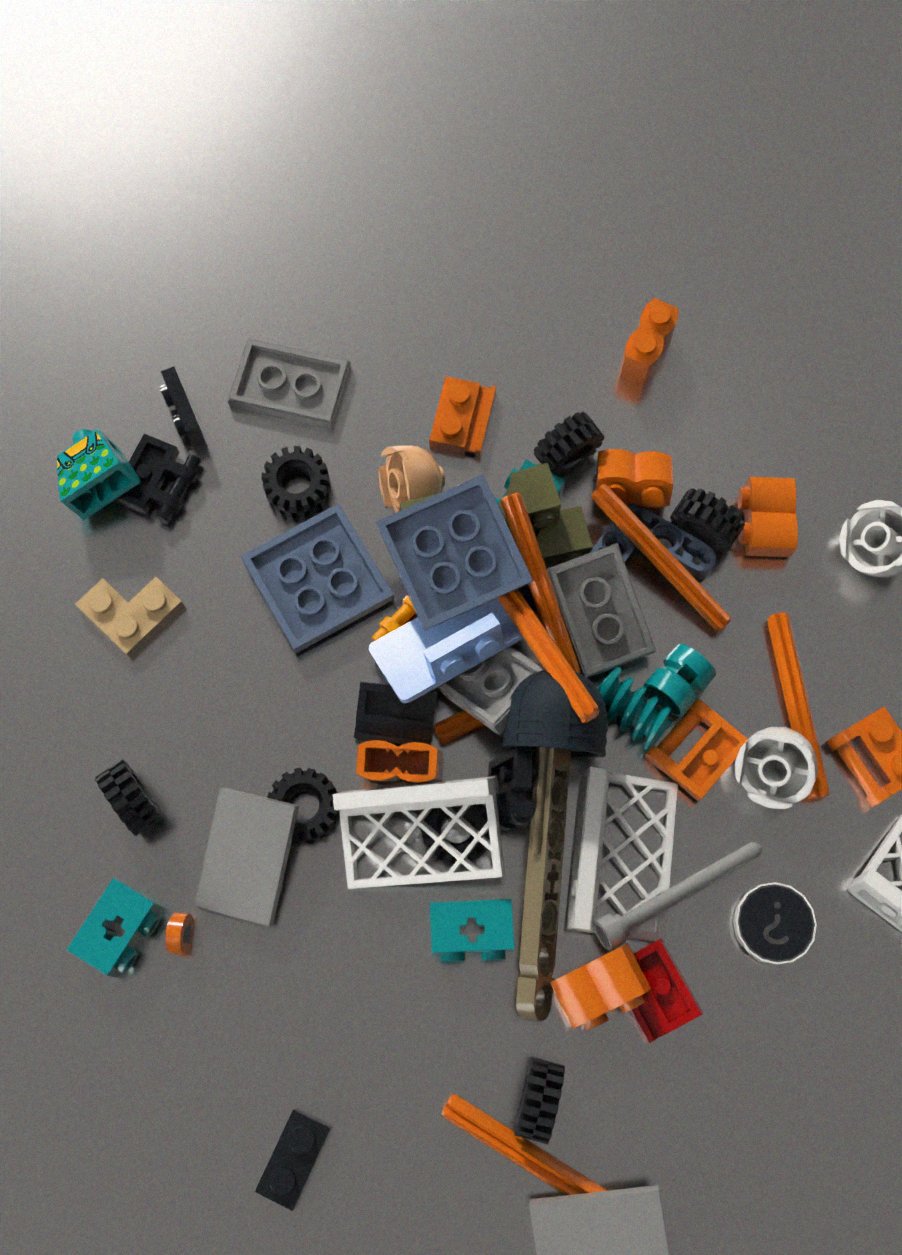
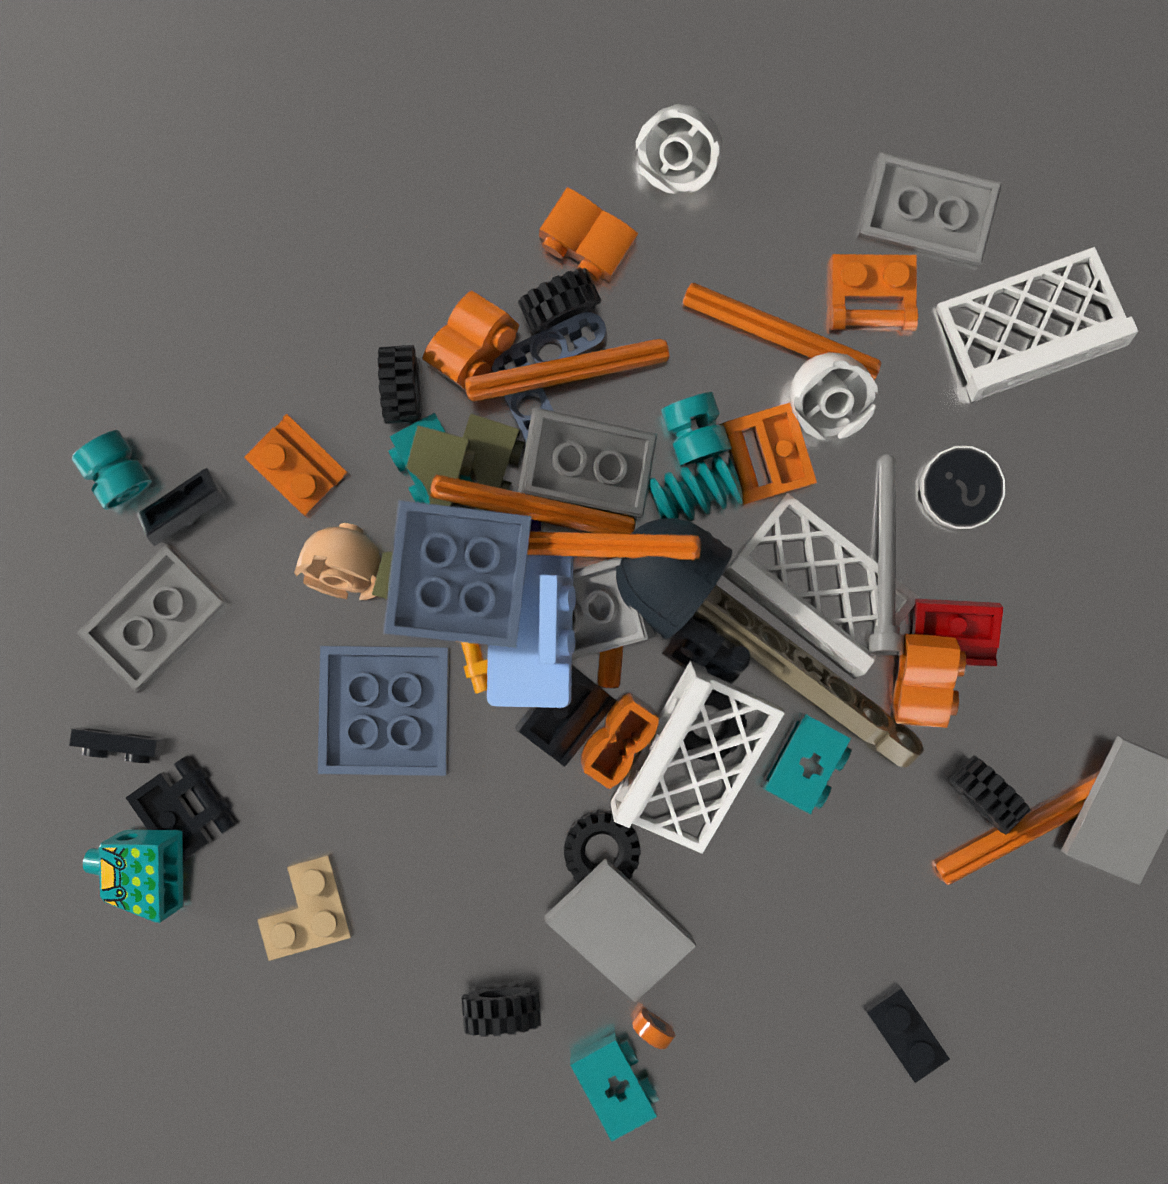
camera: 60 degrees left, 15 degrees up
(289, 463) = (243, 674): black tyre -> none
(381, 292) = (109, 465): none -> teal wheel
(382, 354) = (180, 506): none -> black plate
(648, 342) = (330, 225): orange brick -> none

